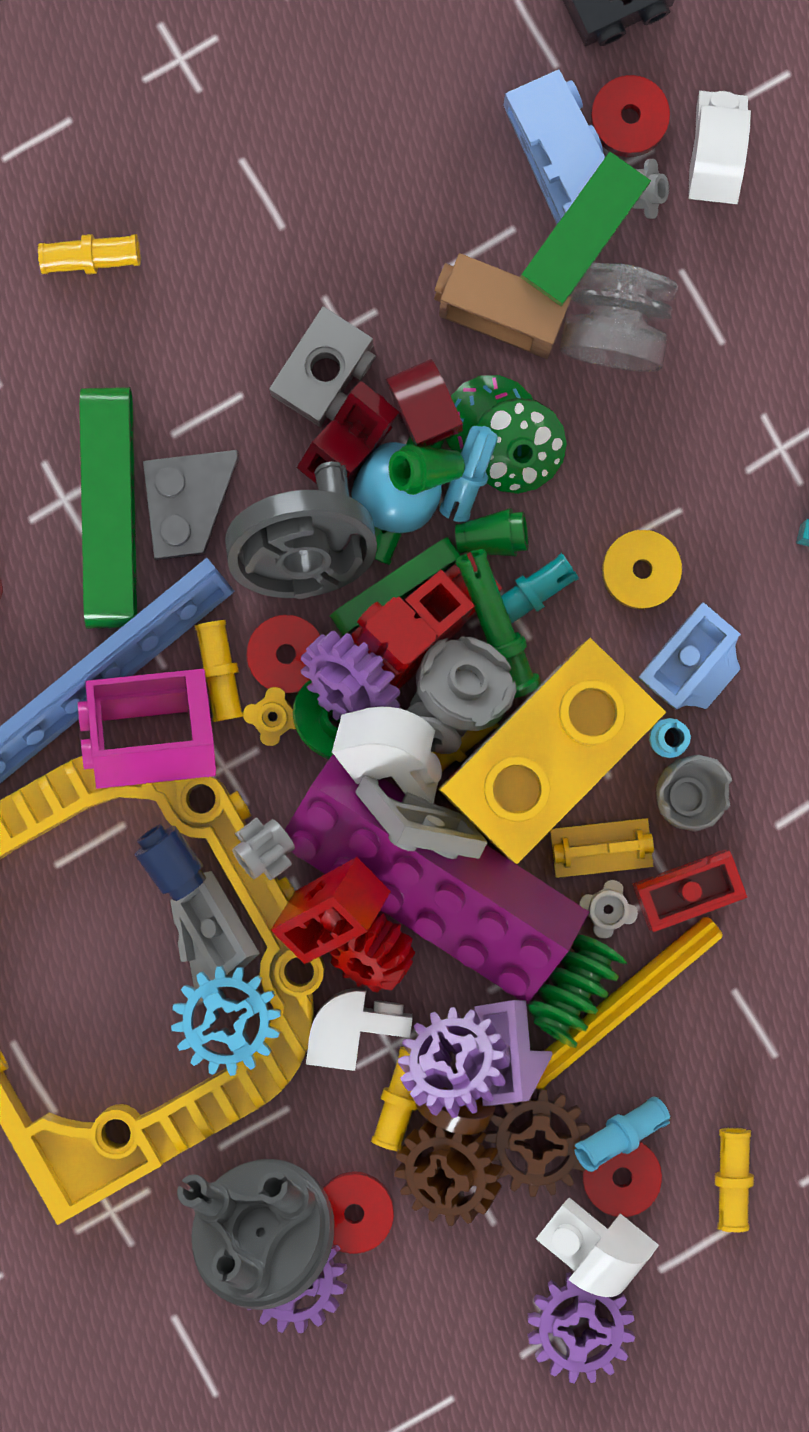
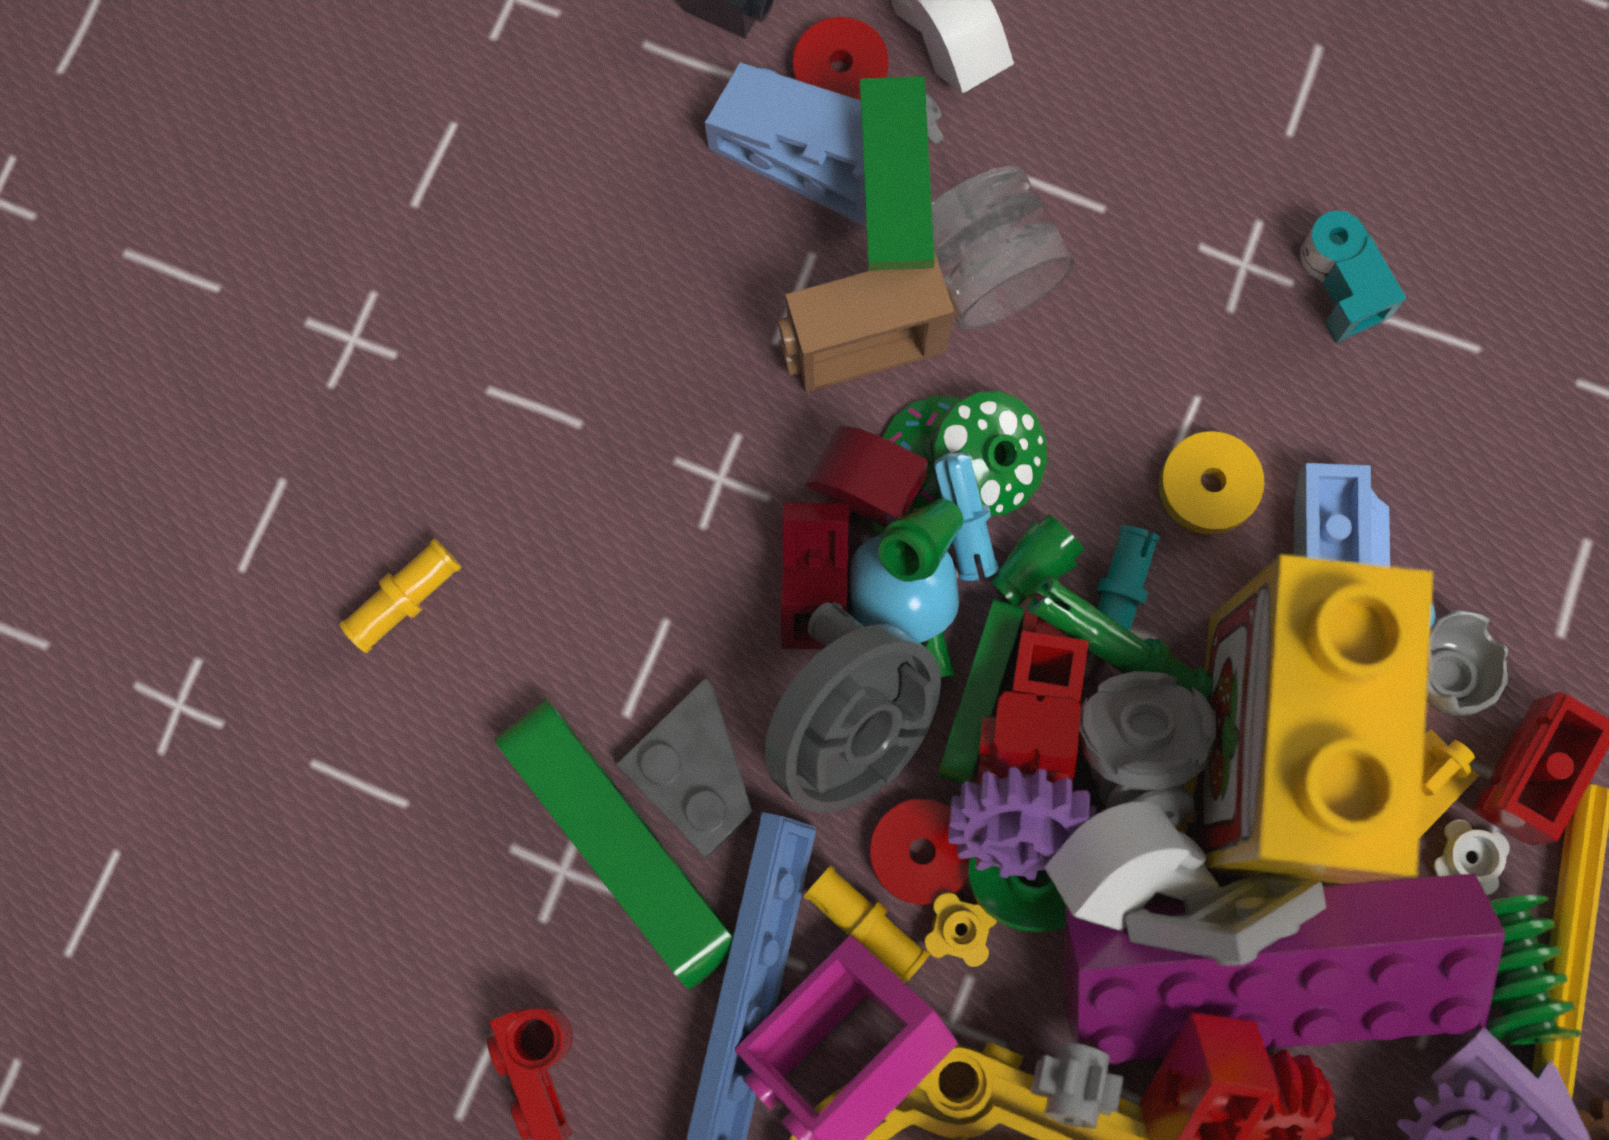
camera: 30 degrees left, 10 degrees down
(325, 338) = (714, 492): light grey brick -> none

